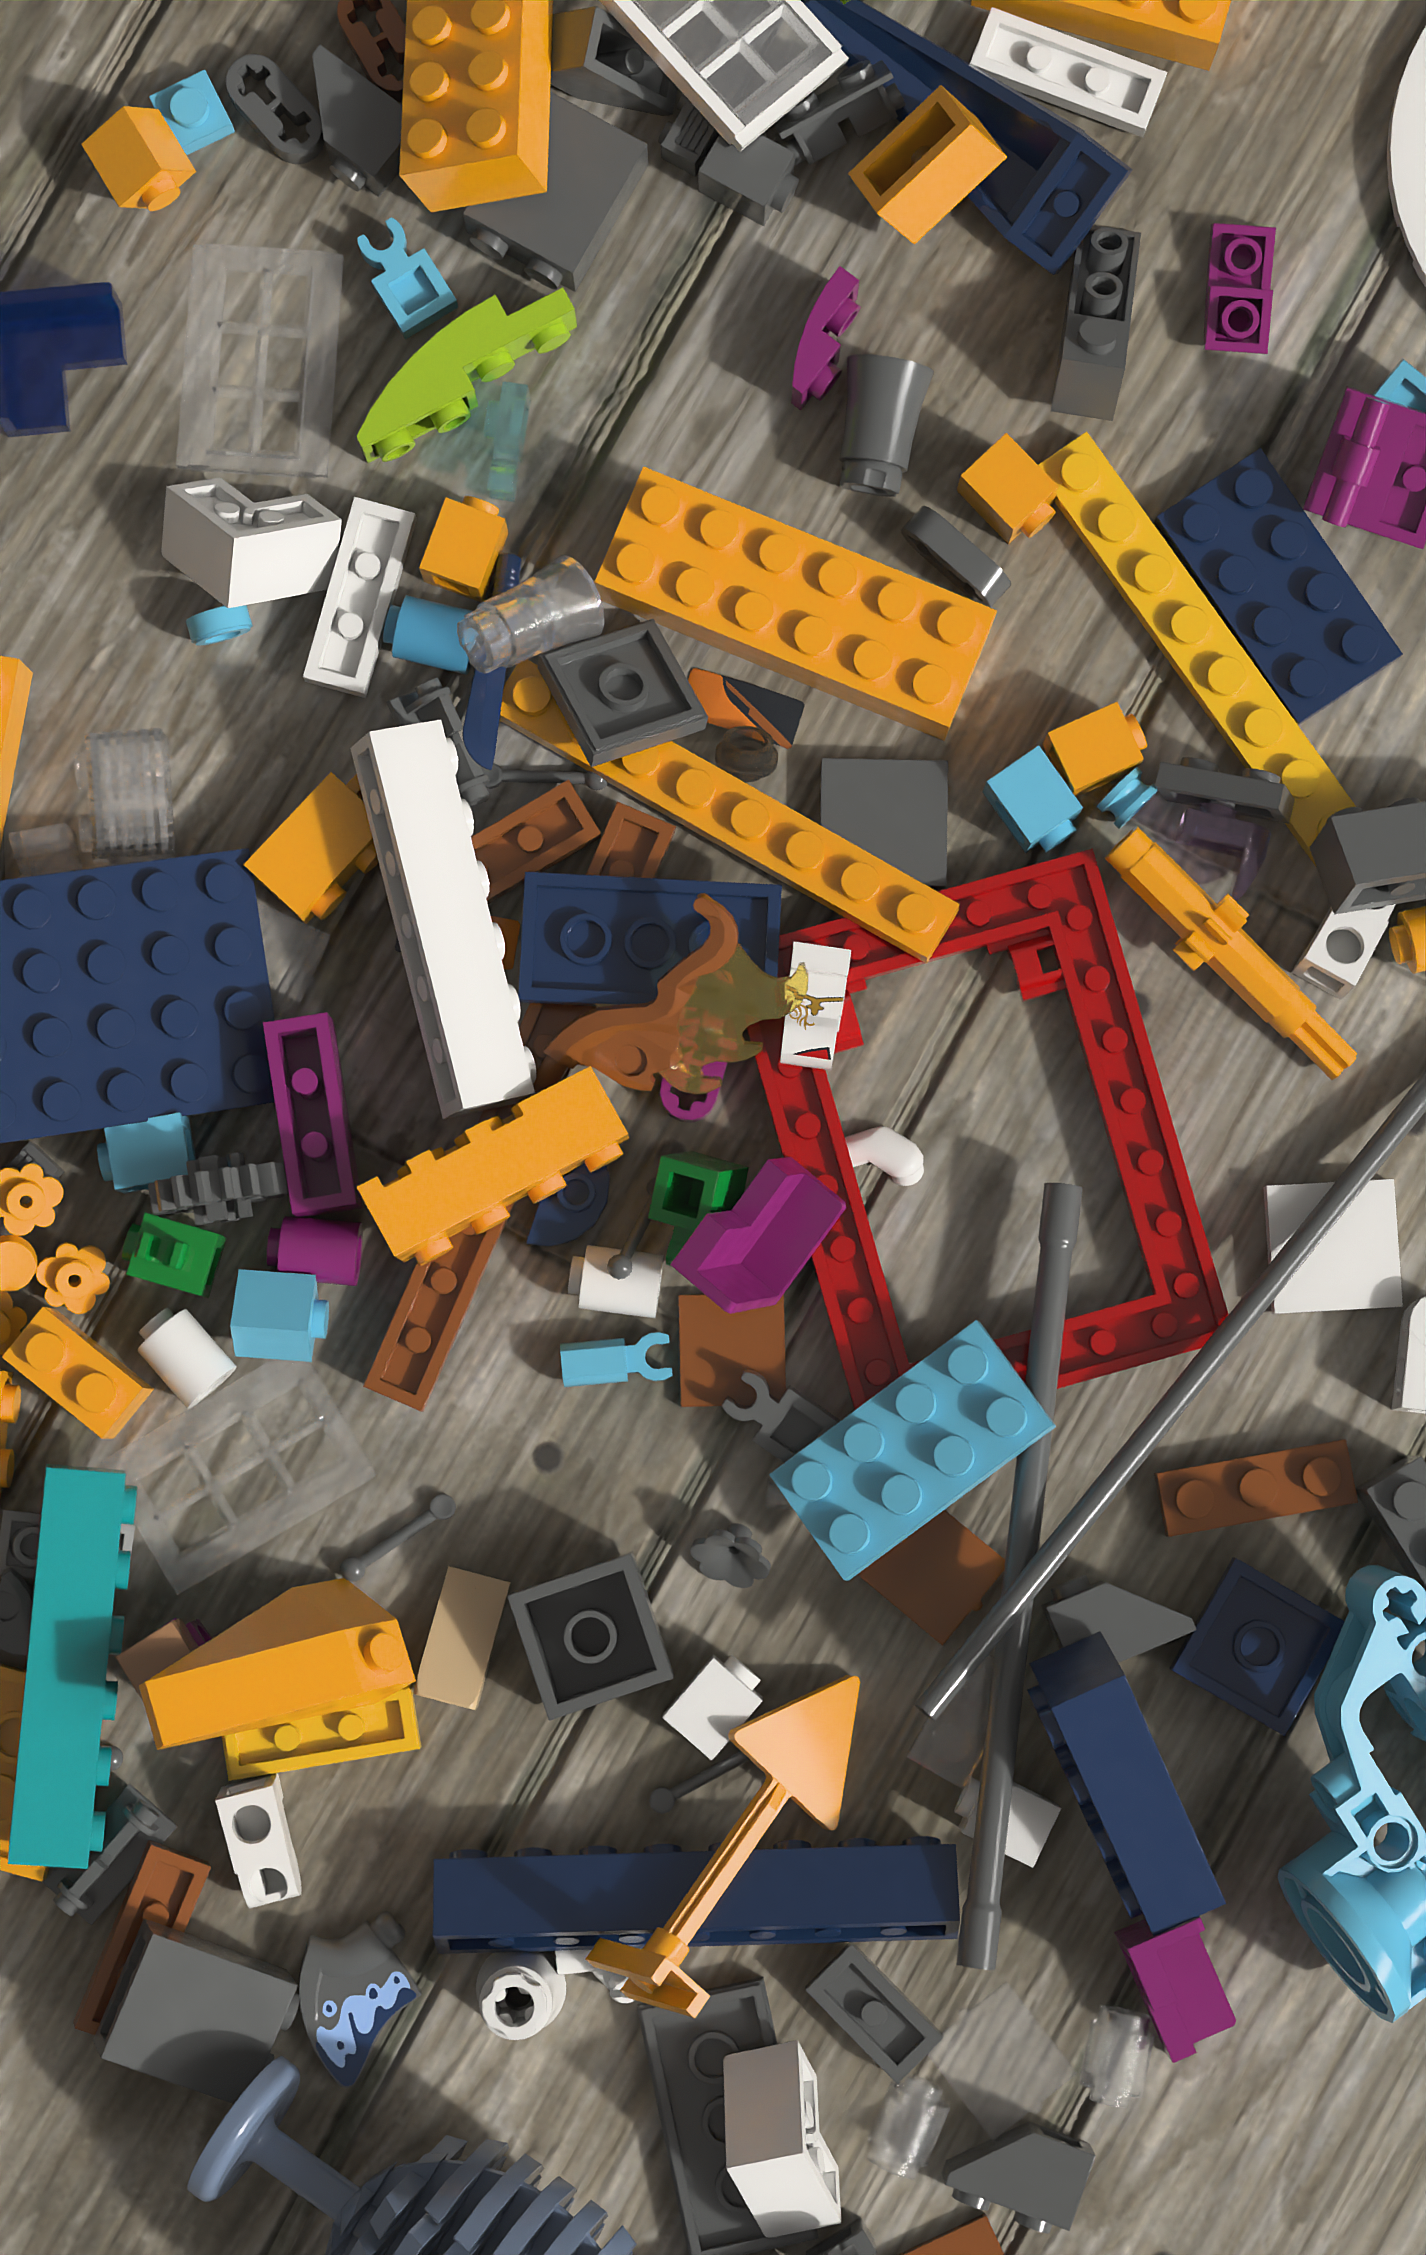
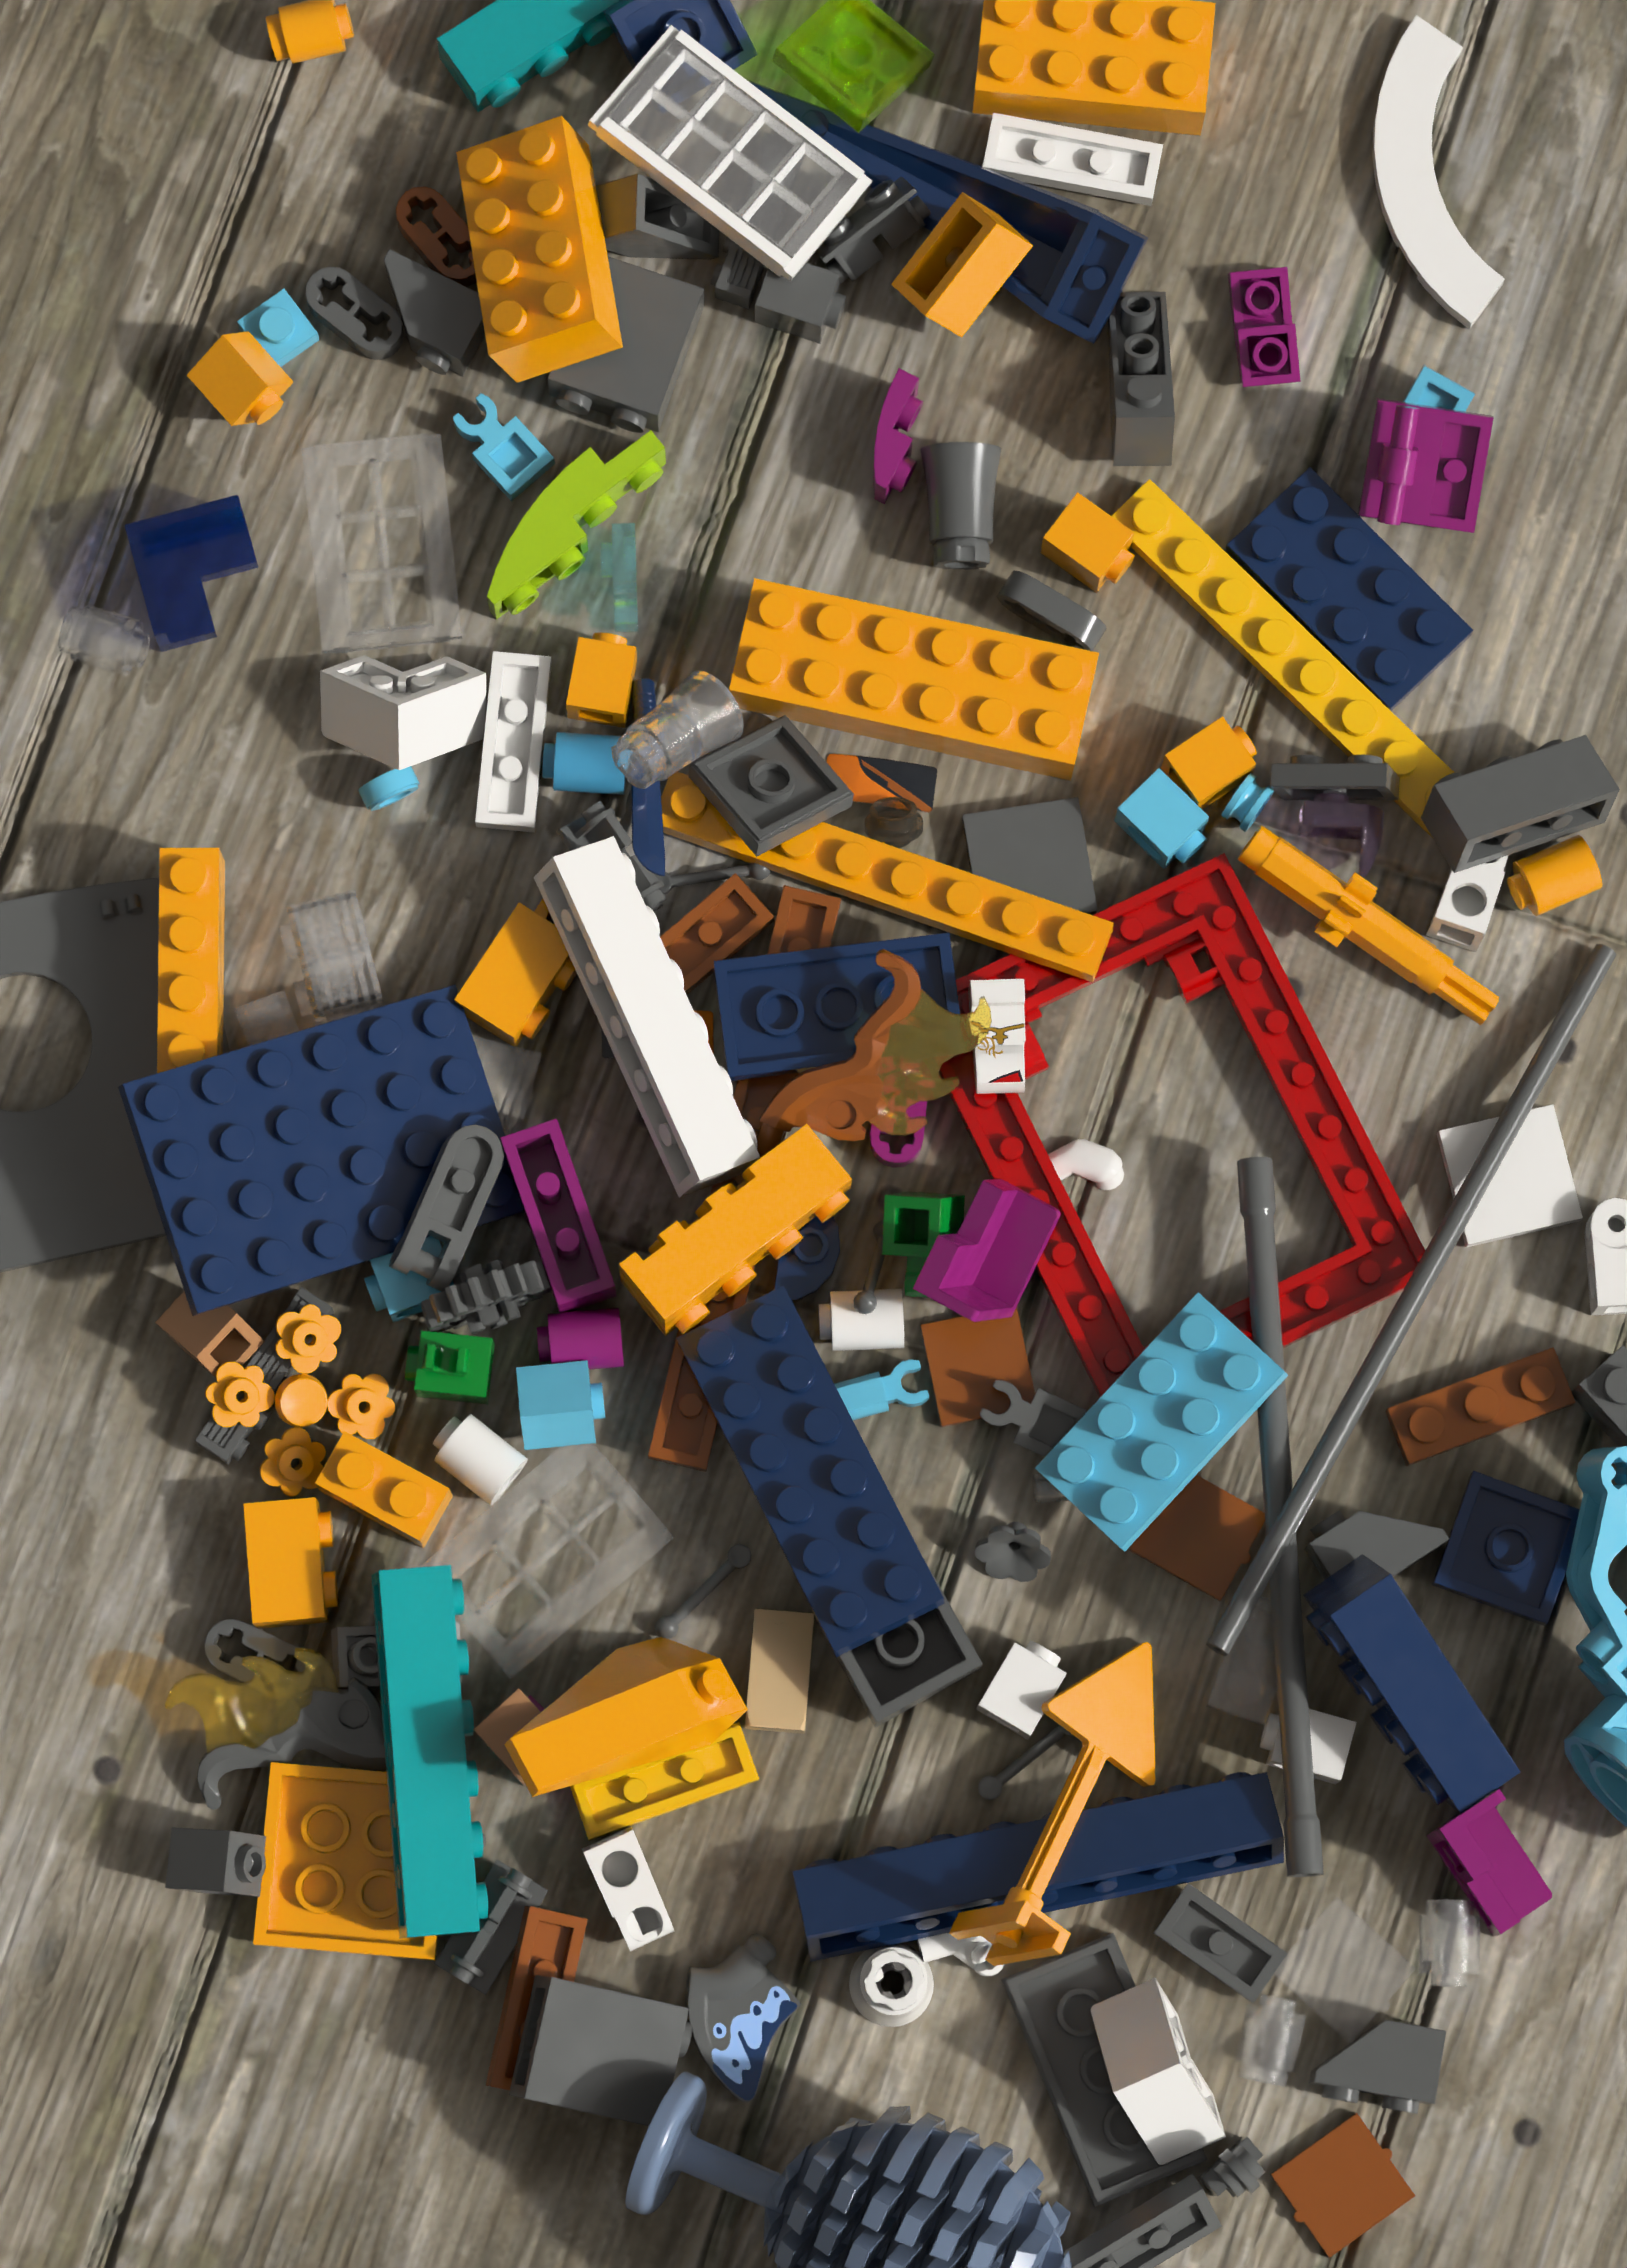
camera: 15 degrees left, 5 degrees down
(197, 1085) = (450, 1205): none -> dark grey plate
(528, 1439) = (810, 1471): none -> dark blue plate

